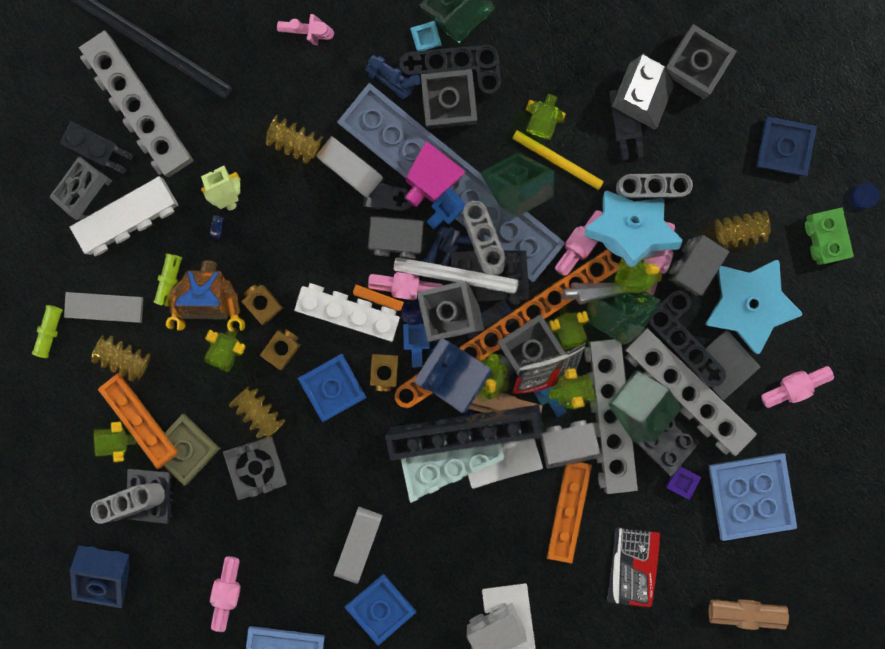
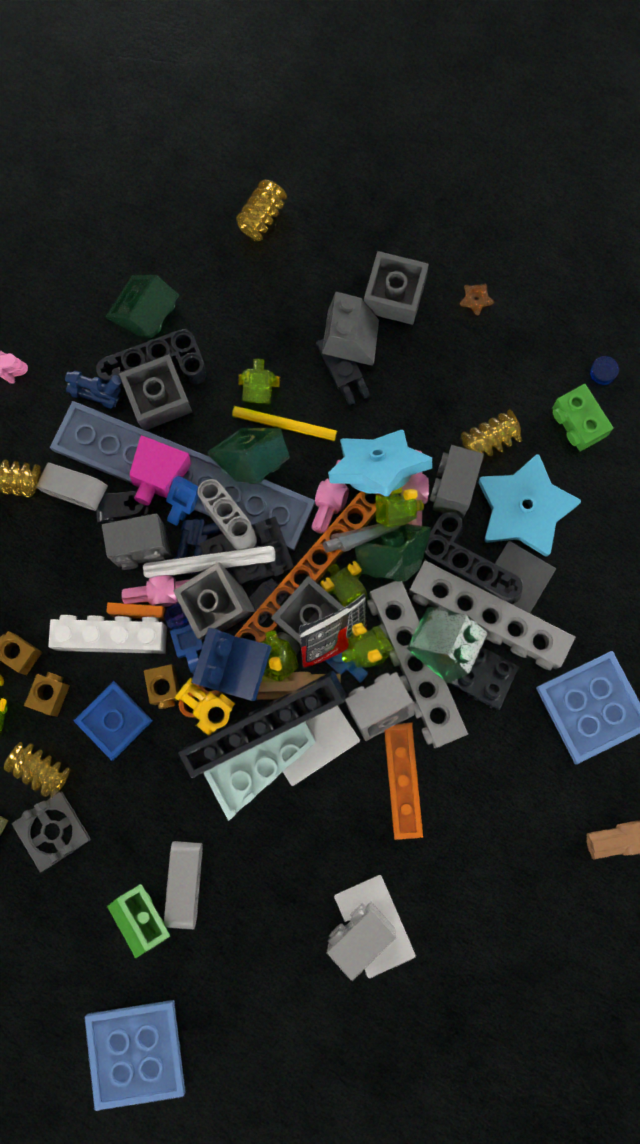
camera: 10 degrees left, 10 degrees down
(225, 594) = (50, 984): bright pink axle -> none
(313, 565) = (138, 920): none -> bright green brick
(380, 609) = (228, 951): blue tile -> none
(418, 402) = (205, 703): none -> yellow connector
(426, 36) = (118, 341): medium azure tile -> none
(633, 567) = (491, 823): sticker -> none
(666, 186) = (397, 410): light grey beam -> none
(683, 482) = (515, 713): dark purple plate -> none
(776, 85) = (476, 291): none -> clear orange plate
(786, 146) = (509, 345): dark blue plate -> none
(797, 387) = (601, 577): bright pink axle -> none

